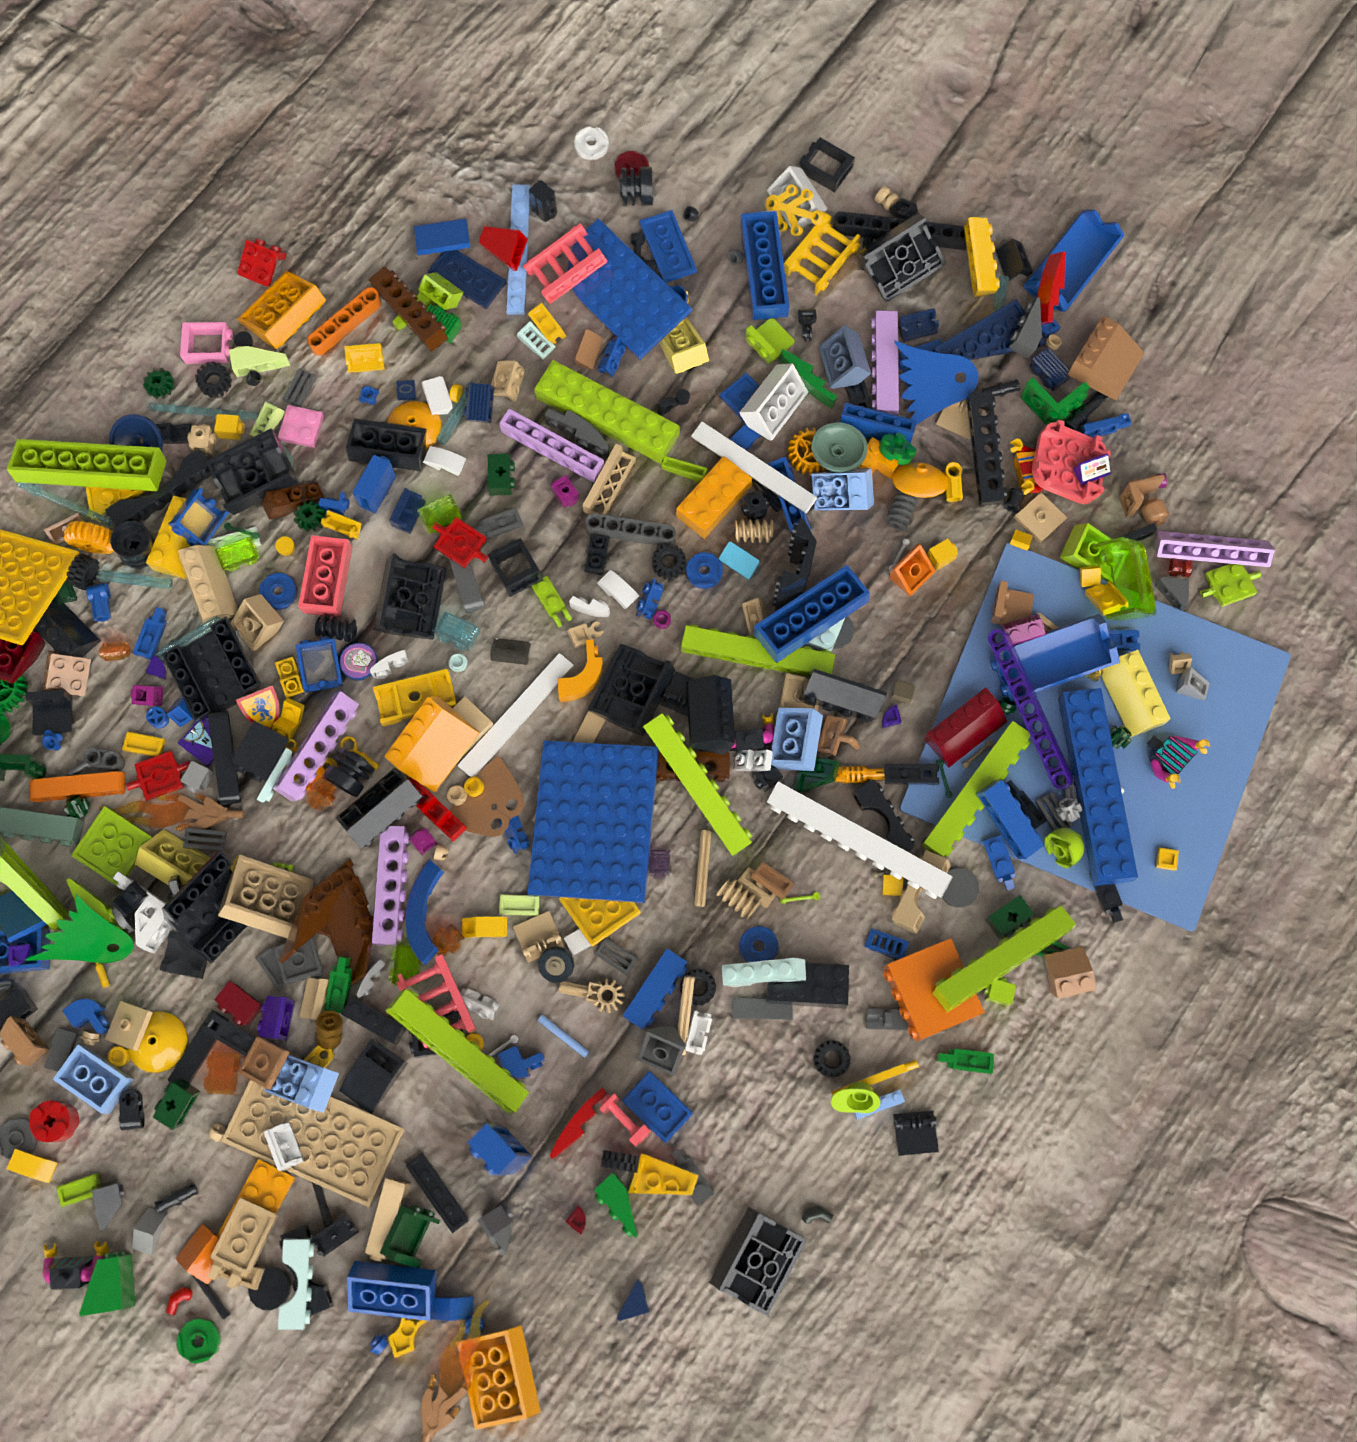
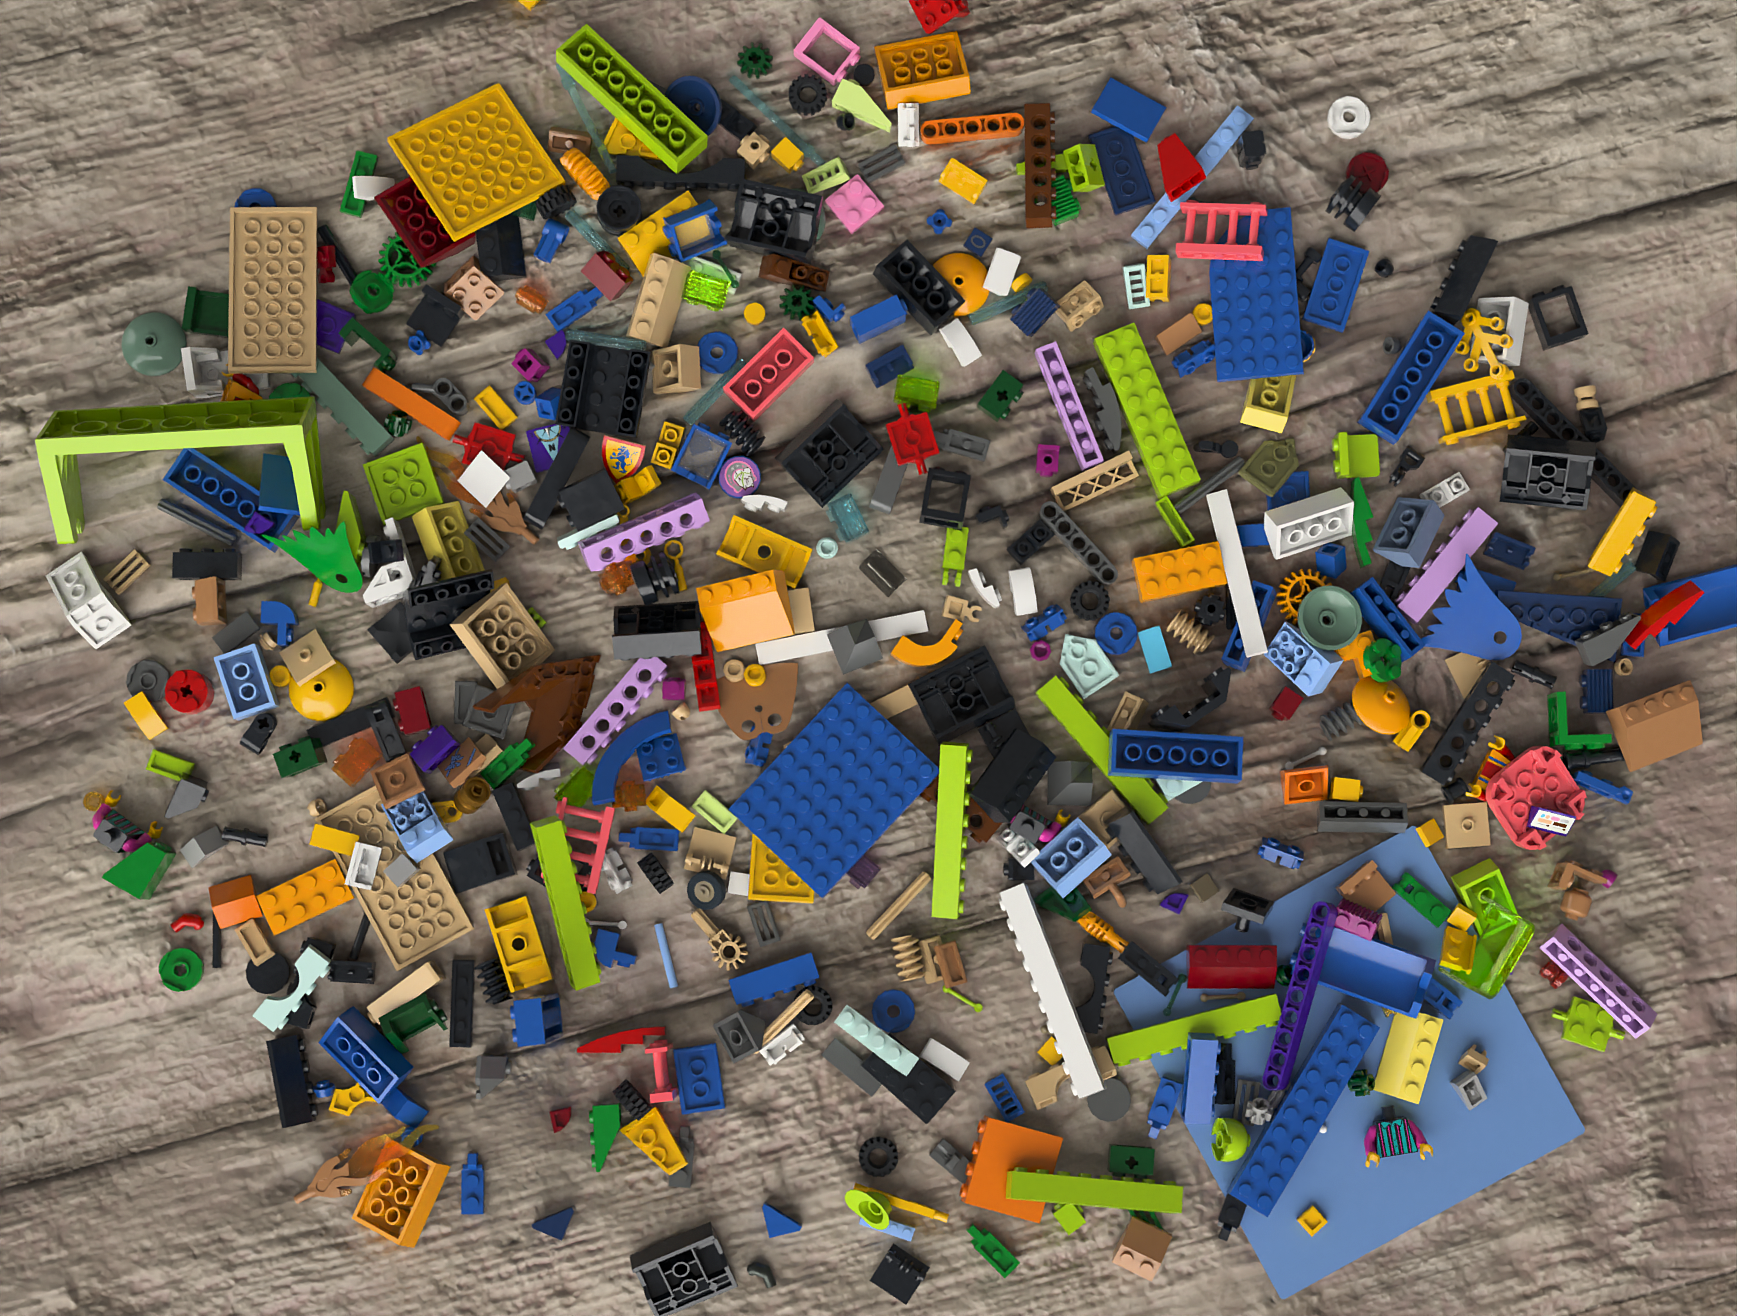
camera: 35 degrees right, 10 degrees up
(29, 1264) = (96, 795): none -> clear yellow bush
(157, 593) = (607, 275): none -> dark red brick
(170, 798) = (483, 479): none -> white sticker
(242, 1241) = (274, 918): tan tile -> none
(246, 1145) = (333, 839): none -> yellow slope
(296, 622) = (713, 394): none -> clear light blue axle
(298, 348) = (908, 124): none -> white hinge
(303, 1011) = (462, 763): none -> medium nougat tile
(315, 1127) = (401, 870): none -> light grey panel
(348, 1357) = (291, 1080): none -> black slope
(431, 1098) = (525, 966): none -> yellow piece
(448, 1156) = (493, 981): none -> black piece
(450, 896) = (660, 757): none -> blue hinge
(487, 959) = (651, 838): none -> blue hinge
(509, 980) = (655, 873): none -> black tyre
(529, 712) = (854, 646): none -> dark grey slope
(550, 1327) = (472, 1186): none -> blue hinge
(553, 556) = (987, 514): none -> black bracket
(595, 326) = (1203, 314): none -> yellow tile
(688, 428) = (1209, 485): none -> dark grey axle
(701, 605) = (1086, 664): none -> light aqua tile
(719, 386) = (1271, 465): none -> olive tile
(746, 179) = (1463, 279): none -> black slope
(754, 692) = (1070, 783): none -> dark grey slope
(798, 1166) = (778, 1222): none -> blue slope
(808, 415) = (1331, 560): none -> blue panel
(822, 950) = (944, 1059): none -> white slope
(847, 316) = (1446, 490): none -> white slope
(856, 529) = (1285, 704): none -> dark red brick
(928, 629) = (1290, 855): none -> blue hinge
(944, 680) = (1247, 908): none -> black tile
(969, 562) = (1362, 817): none -> dark grey brick
(1054, 586) = (1422, 900): none -> green plate
(1141, 533) = (1539, 912): black tile -> none
(1175, 591) = (1530, 991): dark grey slope -> none

